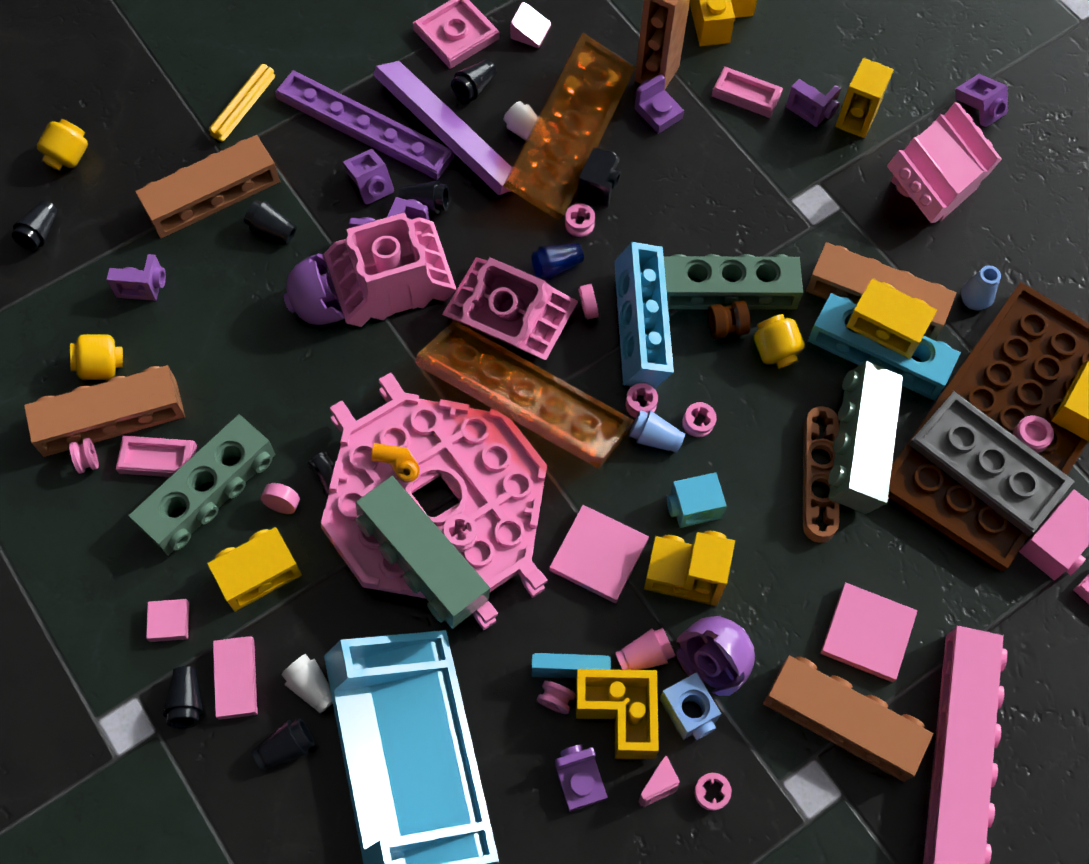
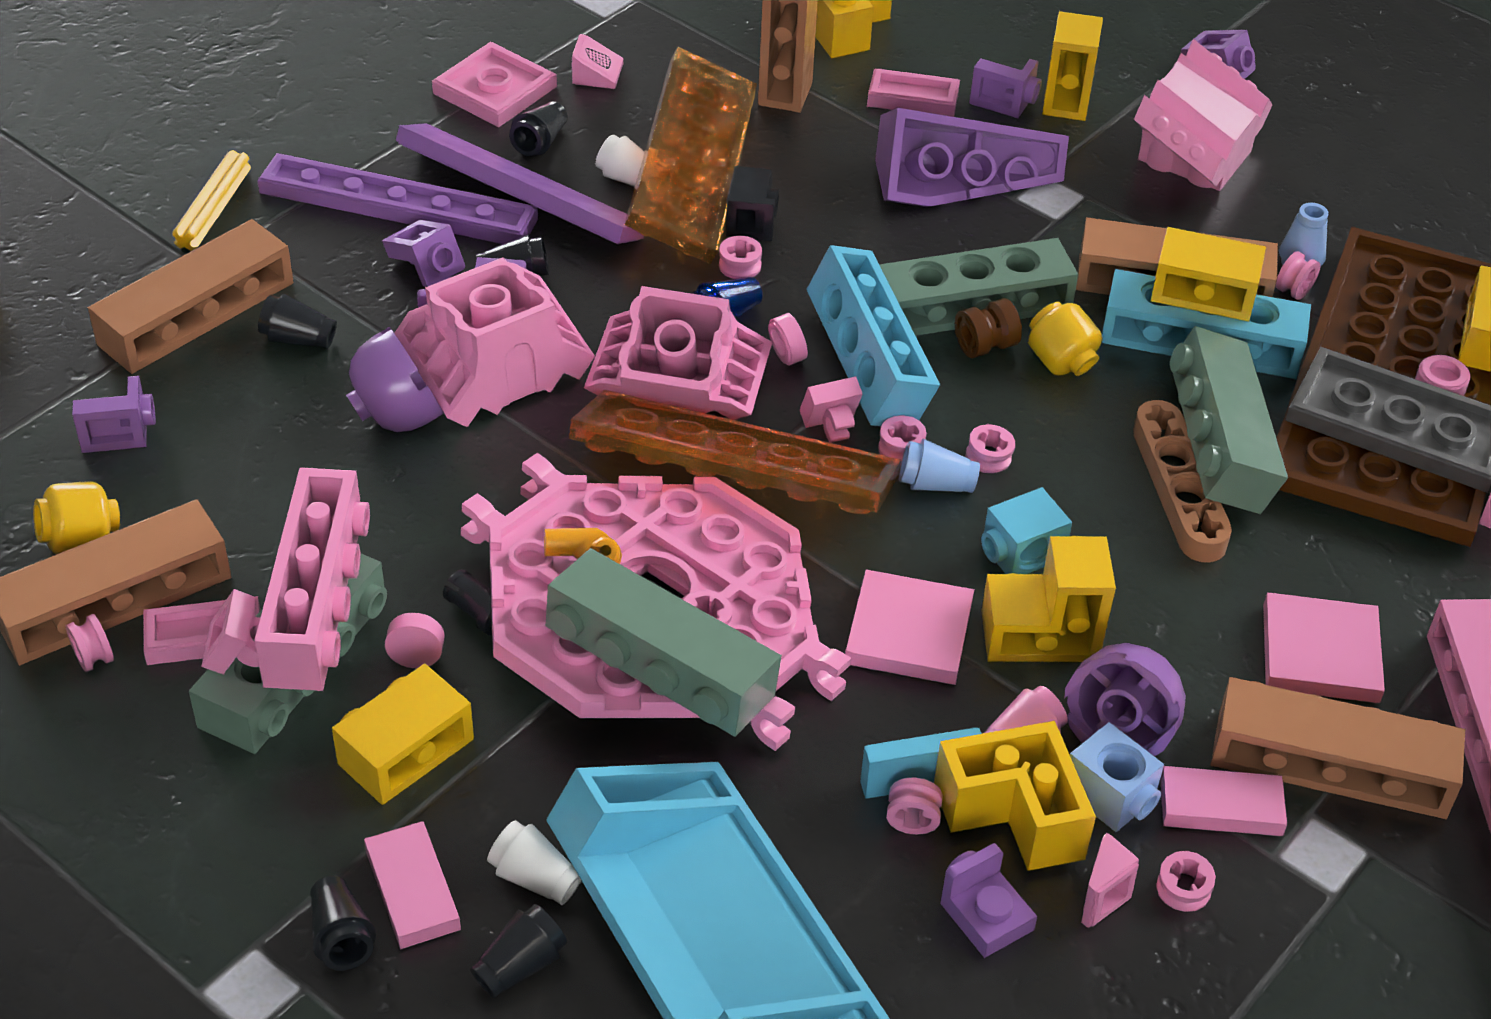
camera: 15 degrees left, 20 degrees down
(157, 486) = (232, 634): none -> bright pink tile
(167, 620) = (281, 831): bright pink tile -> none
(213, 457) = (310, 580): none -> bright pink brick
(601, 366) = (832, 406): none -> bright pink tile
(657, 105) = (799, 122): medium lavender bracket -> none
(749, 163) = (952, 159): none -> medium lavender wedge
(758, 736) = (1223, 801): none -> bright pink tile
(965, 316) = (1297, 275): none -> bright pink bush

